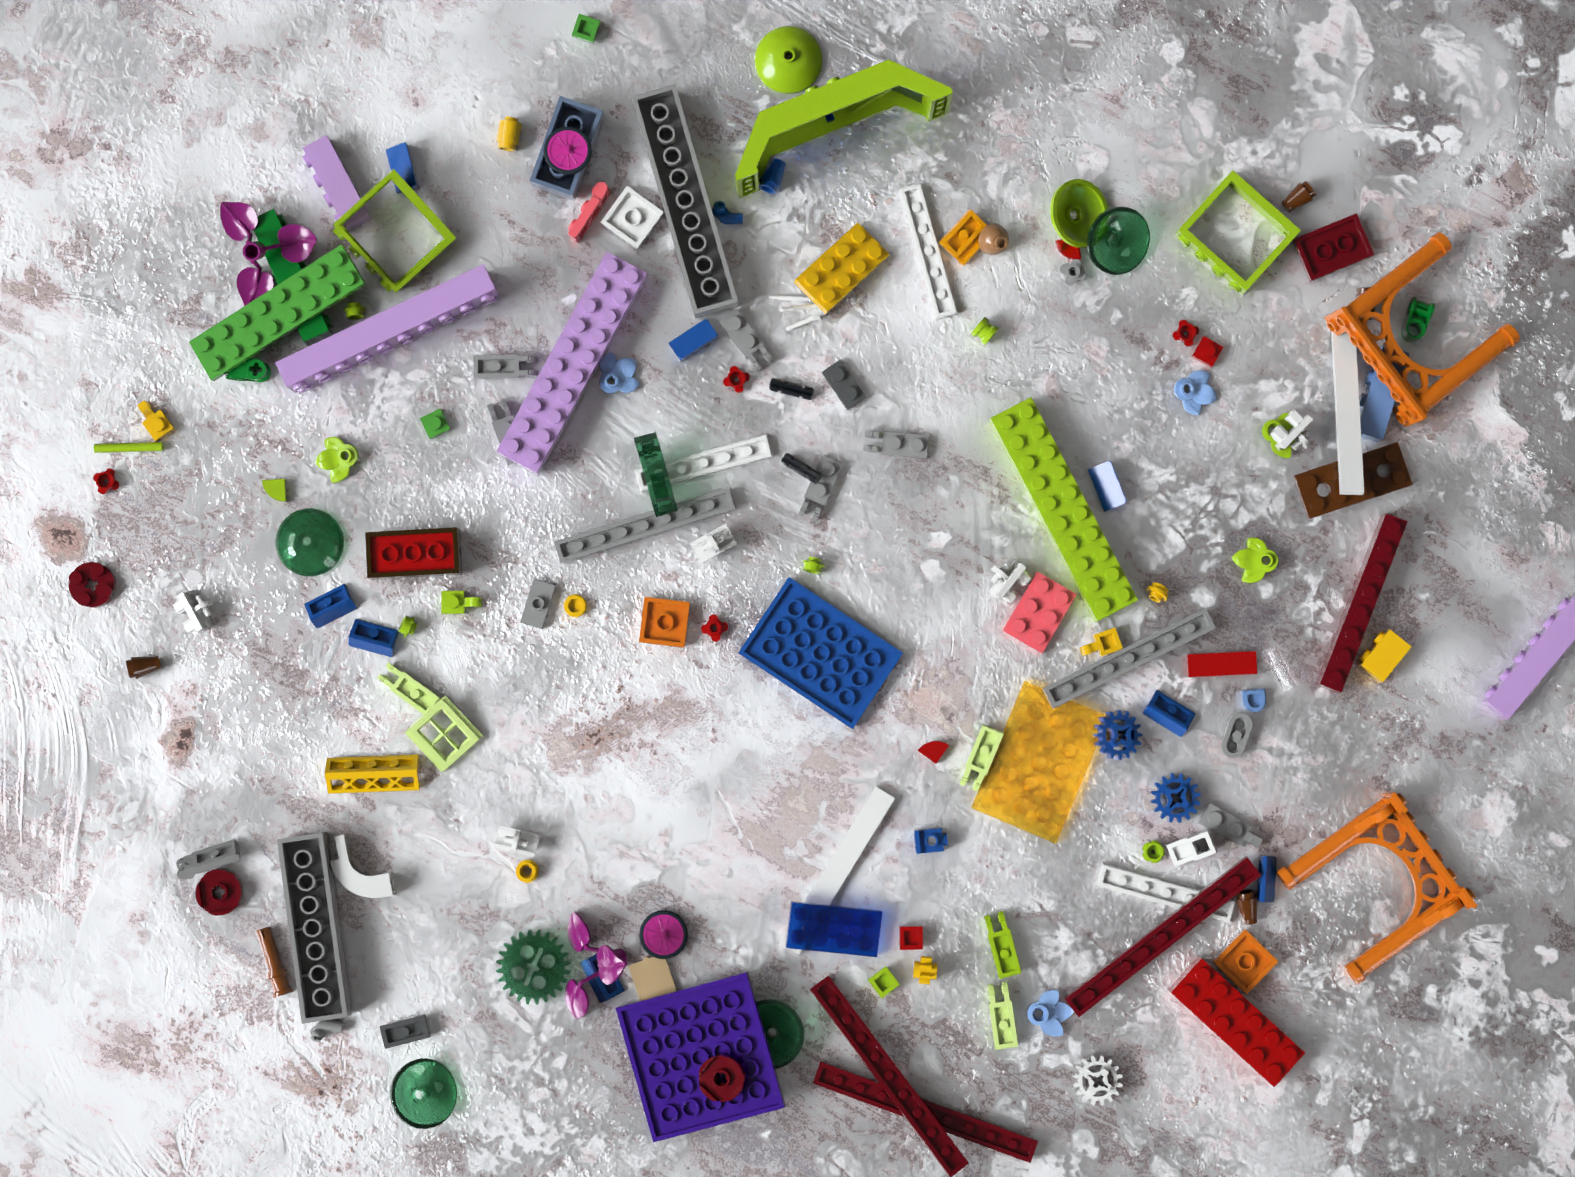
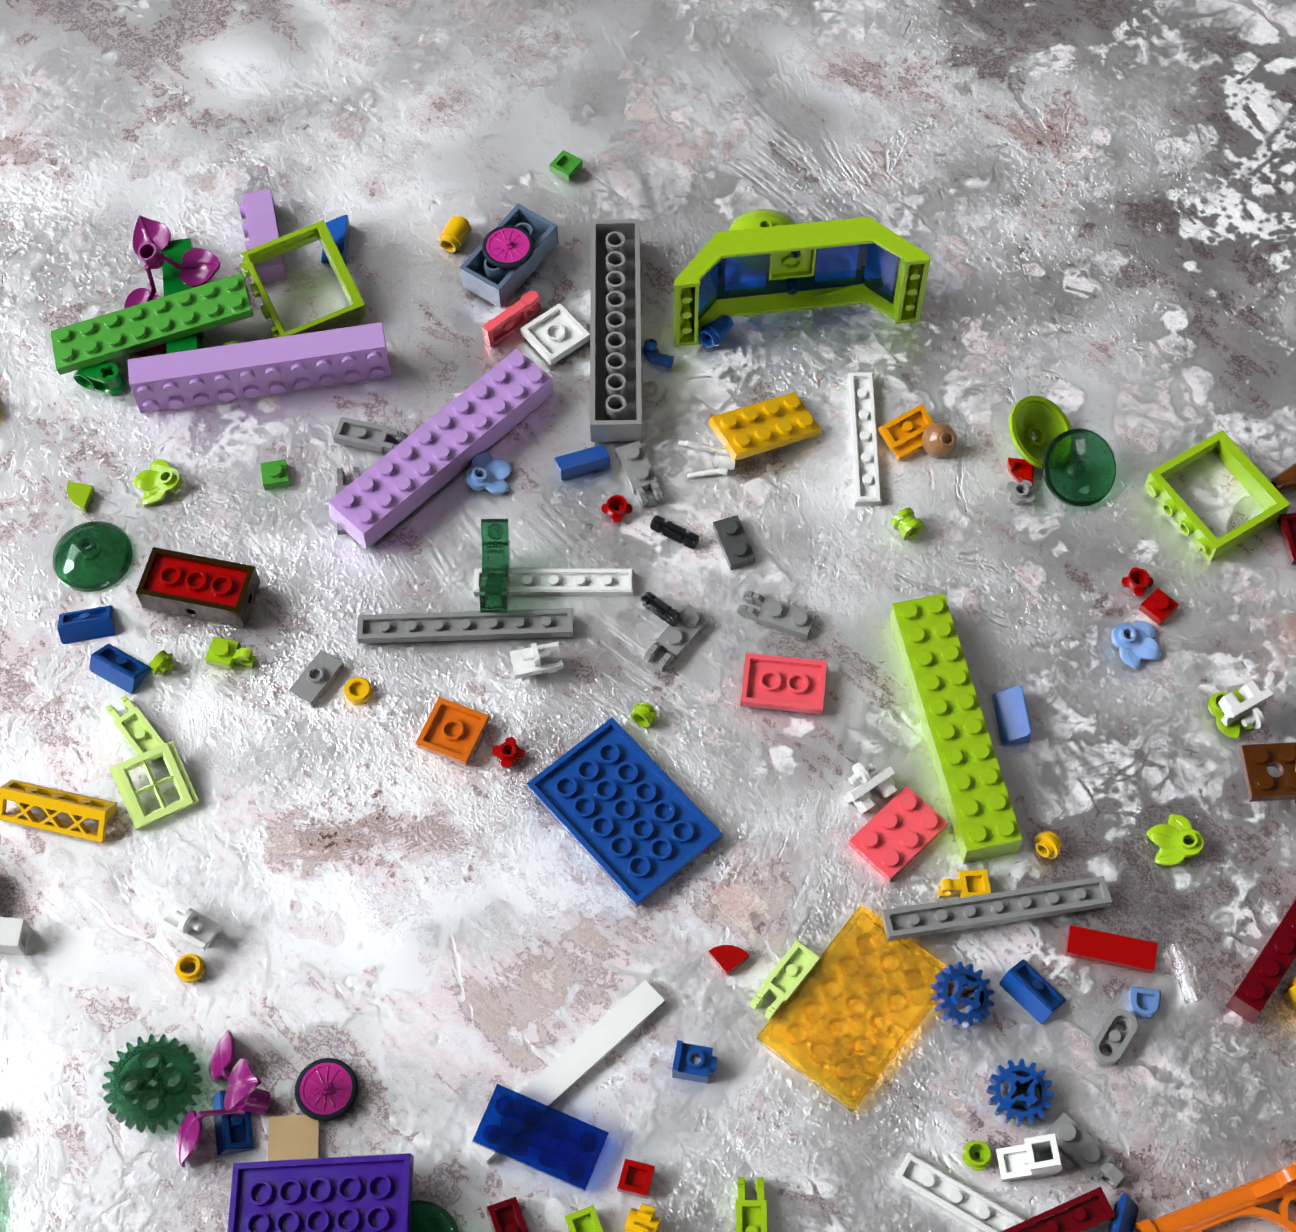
camera: 10 degrees right, 25 degrees down
(918, 507) = (783, 683): none -> coral plate

